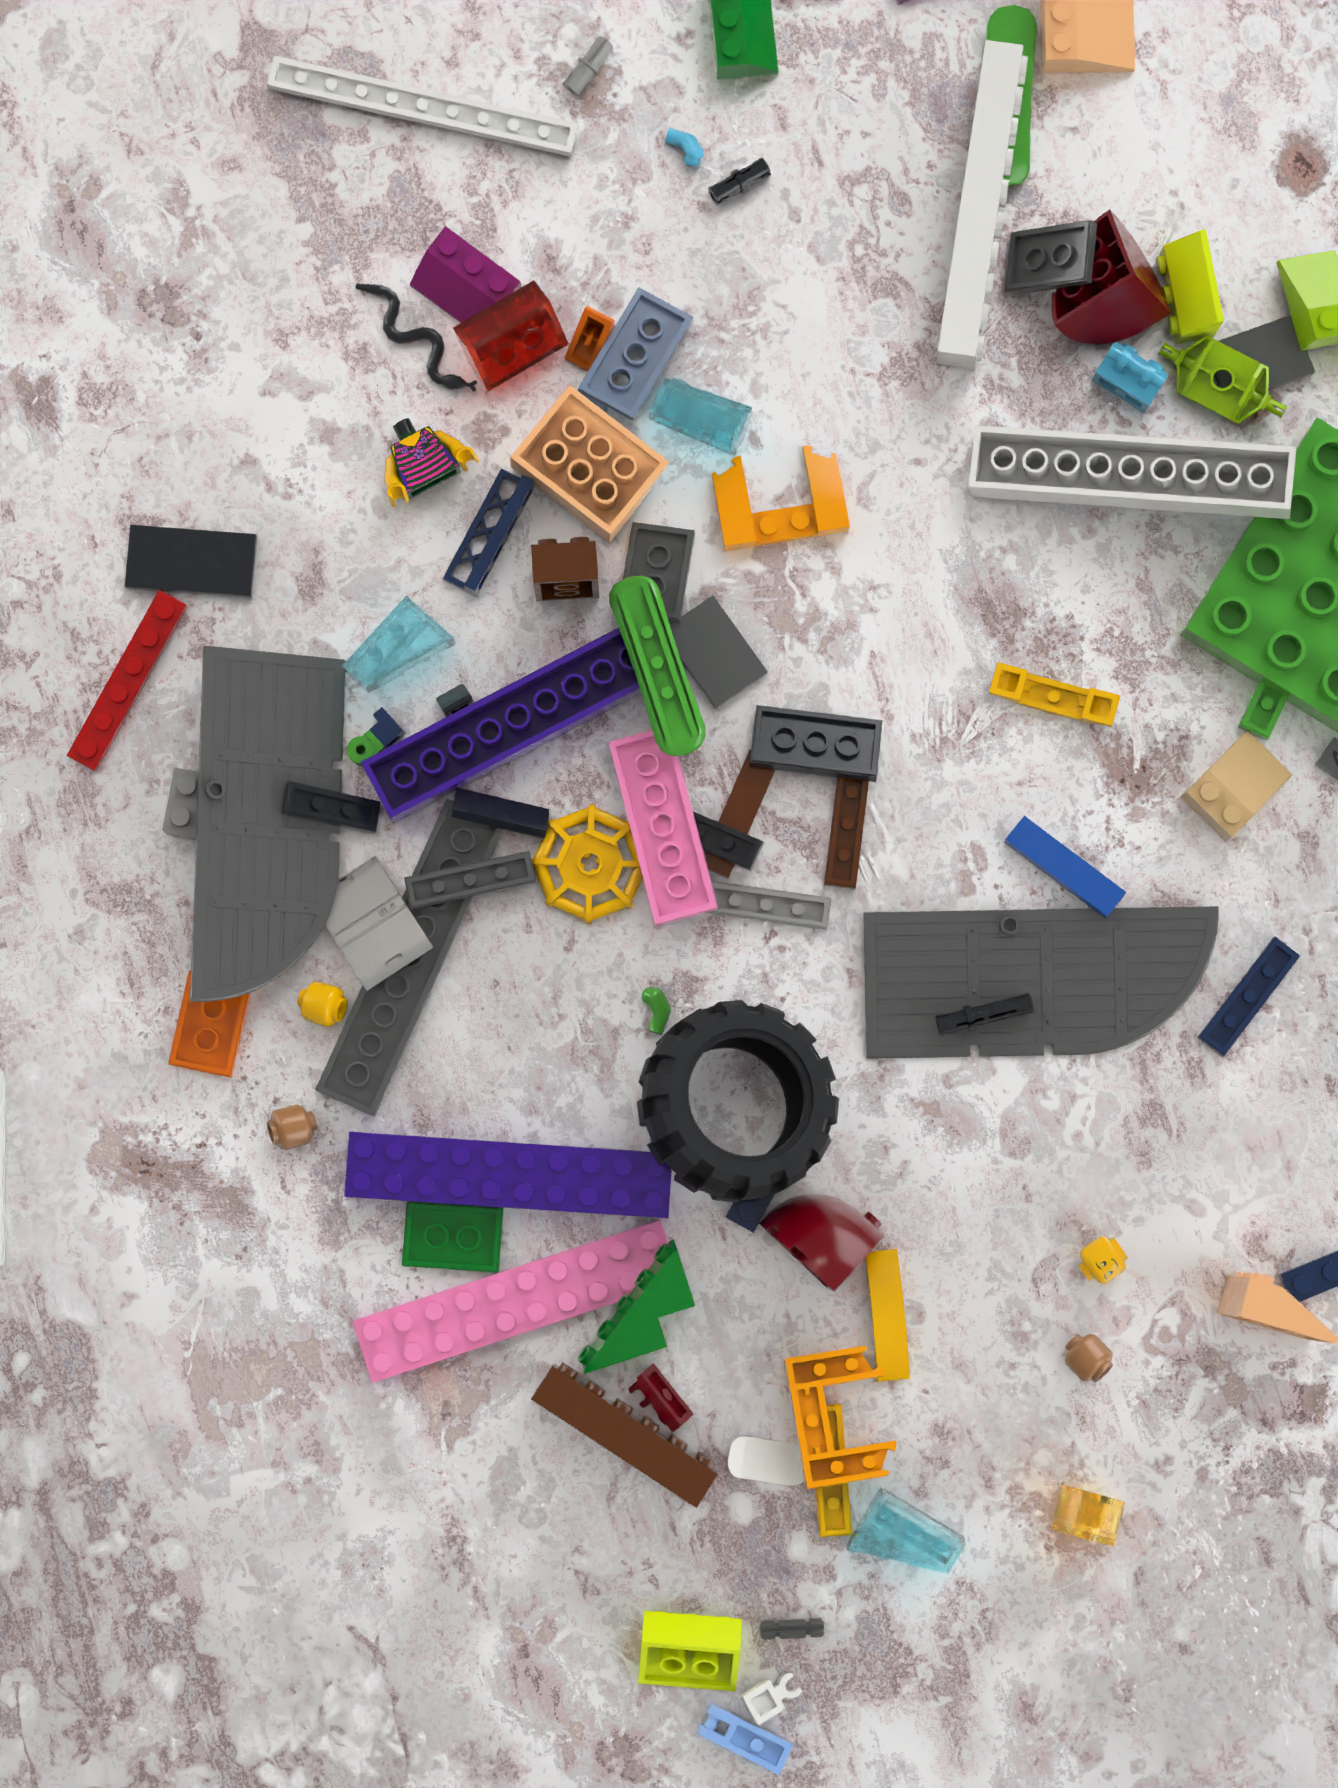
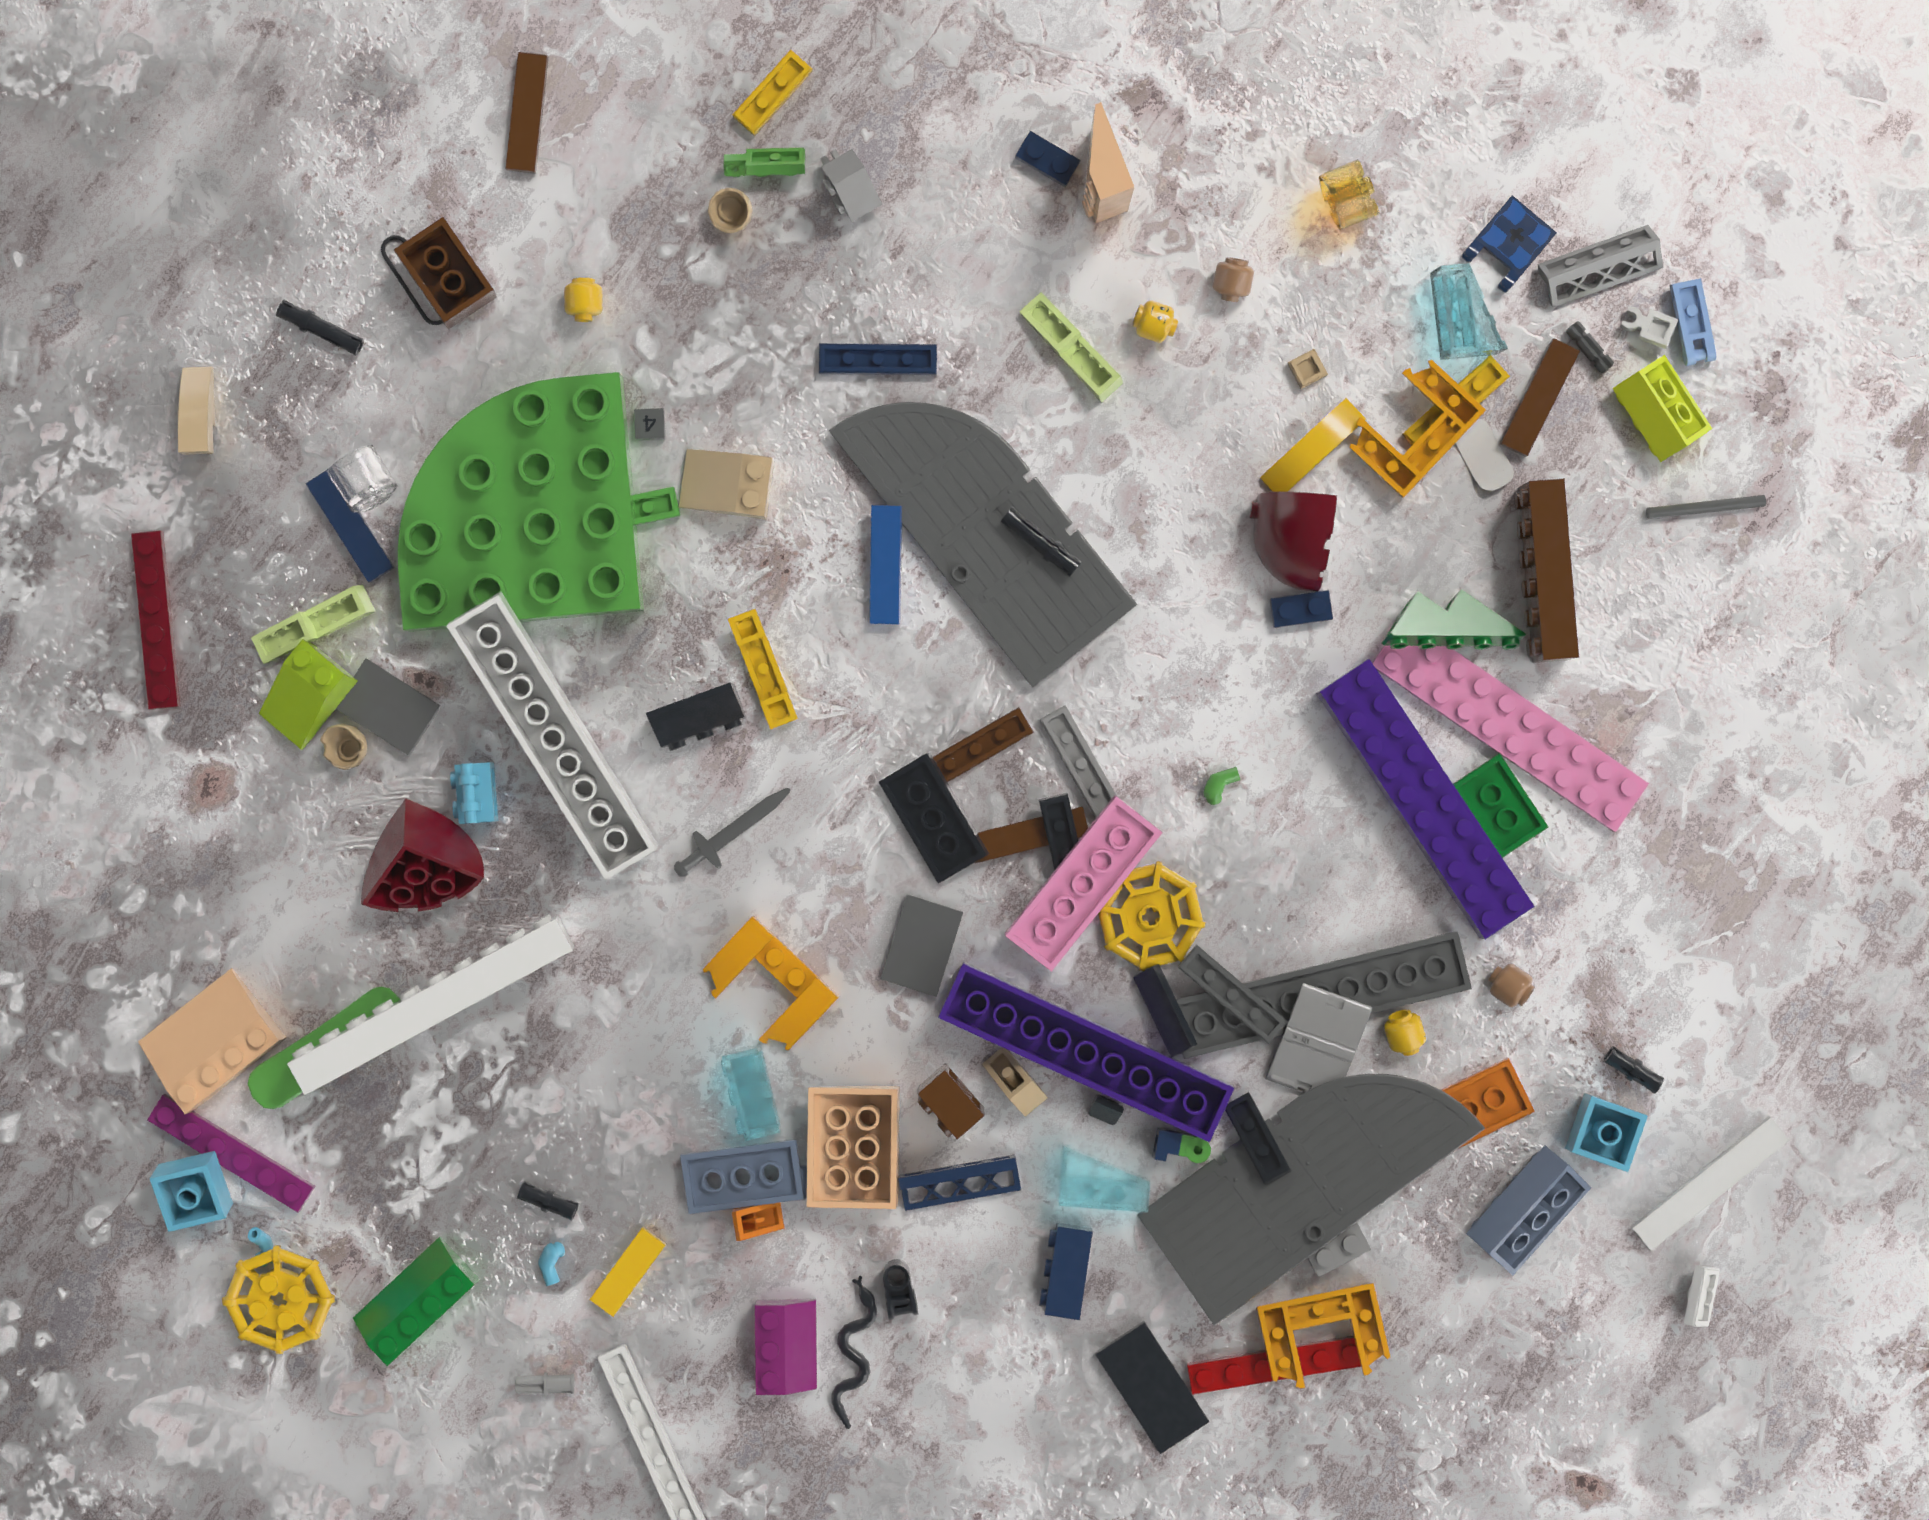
camera: 120 degrees left, 5 degrees up
(88, 993) = (1528, 1210): none -> sand blue slope
(102, 1110) = (1606, 1132): none -> medium azure brick
(136, 1177) = (1633, 1069): none -> black pin
(162, 713) = (1353, 1303): none -> light orange wedge
(345, 563) = (1066, 1271): none -> dark blue brick
(422, 460) = (946, 1273): torso -> none
(433, 409) = (899, 1295): none -> black piece
(511, 335) = (802, 1280): clear red brick -> none
(537, 640) = (1014, 1081): none -> tan slope
(573, 1623) = (1706, 507): none -> dark grey bar
(629, 203) = (628, 1271): none -> yellow tile
(657, 665) = (969, 978): bright green piece -> none
(665, 557) = (895, 1034): dark grey tile -> none
(665, 1400) = (1497, 565): dark red plate -> none
(781, 1550) = (1539, 397): none -> reddish brown tile
(792, 1059) = (1206, 620): black tyre -> none
(862, 1697) = (1601, 259): none -> light grey fence
(934, 535) = (709, 848): none -> dark grey sword
(938, 1635) = (1513, 238): none -> dark blue flag
(960, 1363) = (1307, 369): none -> tan tile
(1051, 257) = (431, 920): dark grey tile -> none
(1055, 608) = (697, 716): none -> black slope
(1133, 1171) = (1071, 347): none -> yellowish green slope
(1190, 288) = (374, 799): neon yellow slope -> none
(1239, 400) = (410, 702): lime plate -> none
(1253, 298) = (344, 746): none -> tan hair

